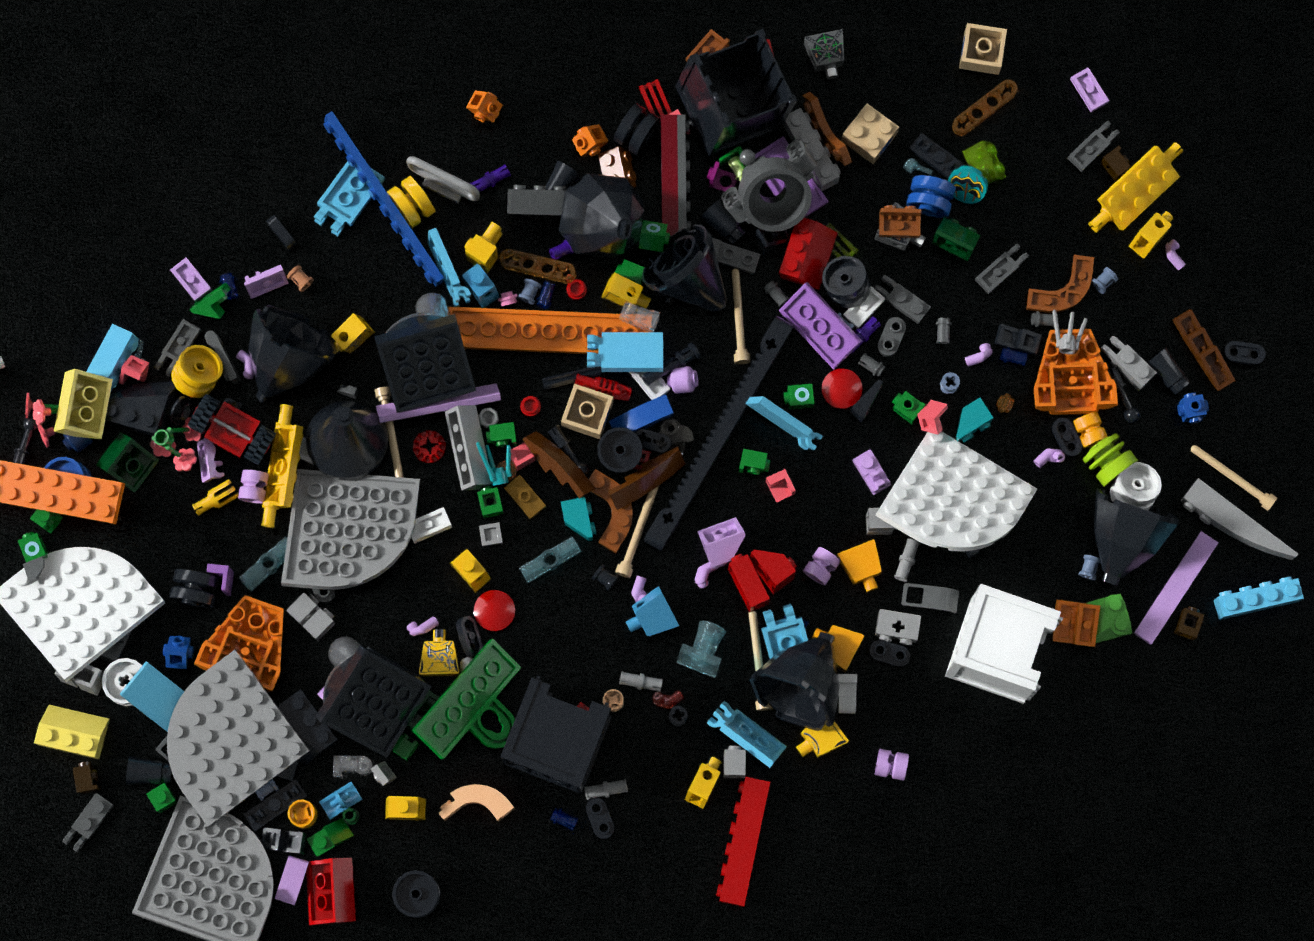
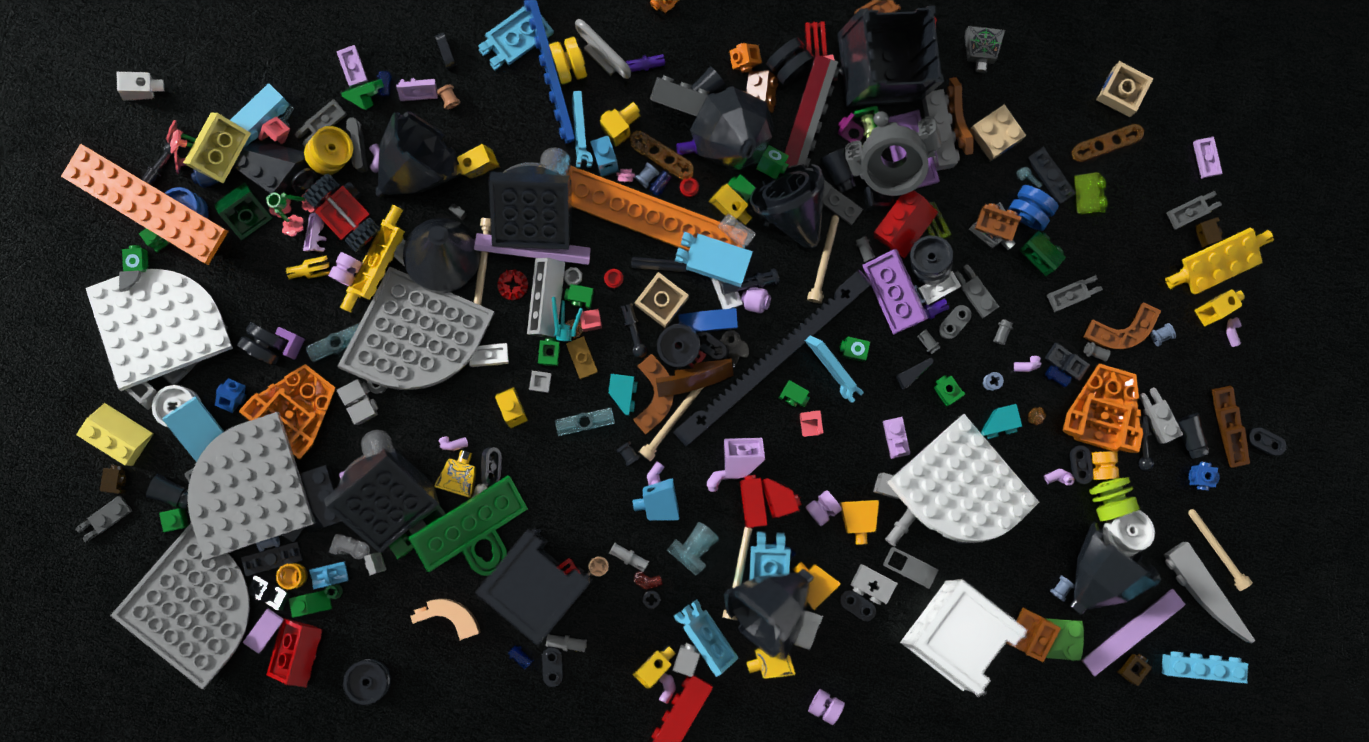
camera: 15 degrees right, 5 degrees up
(405, 808) = (384, 601): yellow torso -> none
(494, 610) = (521, 450): red dish -> none
(554, 459) = (618, 333): reddish brown slope -> none
(606, 386) = (685, 283): red hinge -> none
(726, 799) = (669, 687): none -> lavender arm
(841, 388) = (895, 354): red dish -> none
(929, 416) = (966, 405): coral panel -> none
(969, 184) = (1071, 208): teal tile -> none
(1068, 343) = (1112, 381): light grey plant -> none

